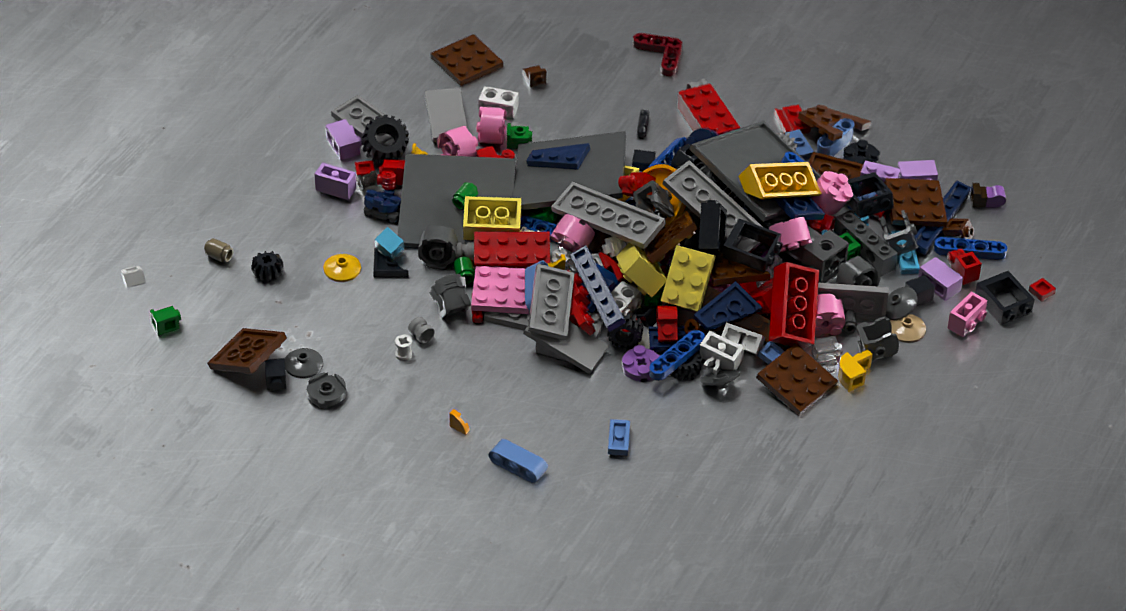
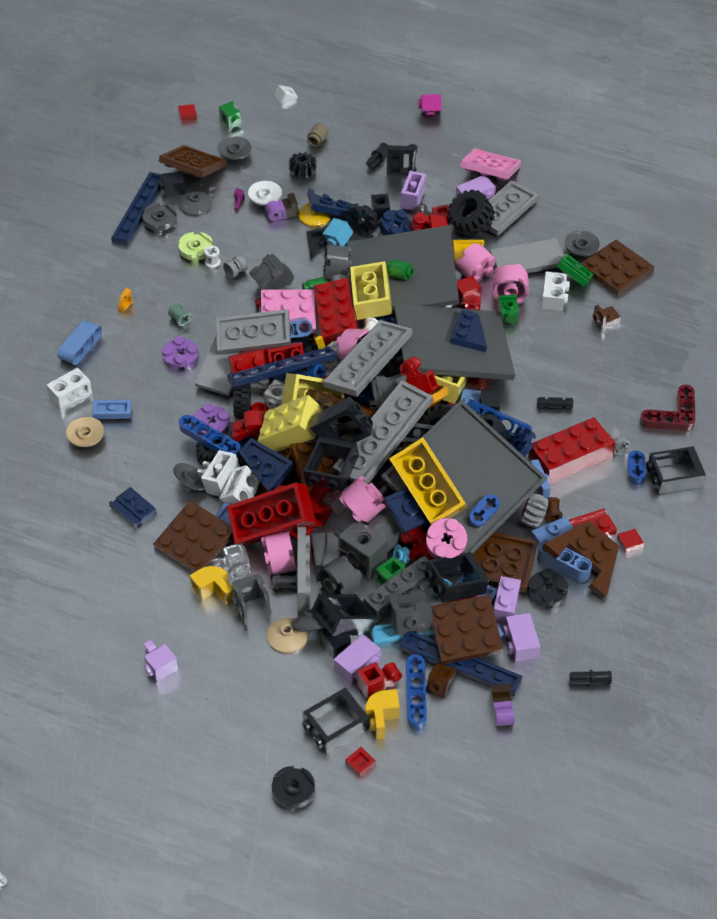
camera: 85 degrees right, 5 degrees up
(142, 360) = (187, 112): none -> red tile
(192, 154) = (430, 104): none -> dark pink brick
(225, 319) = (234, 148): none -> dark grey dish
(262, 208) = (377, 155): none -> black axle
(287, 183) = (395, 159): none -> black plate
(303, 321) = (239, 194): none -> magenta hand
(303, 409) = (134, 214): none -> dark blue tile
(307, 119) = (490, 164): none -> bright pink plate
(308, 298) = (264, 192): none -> white dish
(335, 285) = (283, 208): none -> leg
(344, 246) = (326, 204): none -> dark blue wing
(349, 211) = (380, 204): none -> black brick
(376, 221) = (354, 219): none -> black plate
(381, 370) = (192, 253): none -> yellowish green plate
(434, 74) = (582, 243): none -> dark grey dish
(476, 82) = (575, 270): none -> green plate
(487, 378) = (179, 314): none -> sand green bush
(542, 374) = (180, 345): none -> medium lavender plate
(587, 470) = (69, 388): none -> white brick
(651, 457) = (85, 431): none -> tan dish
(727, 84) = (632, 467): none -> blue beam
(743, 46) = (672, 457): none -> black window
(750, 427) = (132, 507): none -> dark blue plate
(809, 99) = (630, 540): none -> red tile
(899, 272) = (333, 605): none -> black window
(942, 410) = (159, 661): none -> lavender brick
(956, 141) = (591, 677): none -> black axle
(967, 314) = (298, 680): bright pink brick -> none
(992, 266) = (381, 707): none -> yellow brick
(1071, 339) = (293, 799): none -> black plate

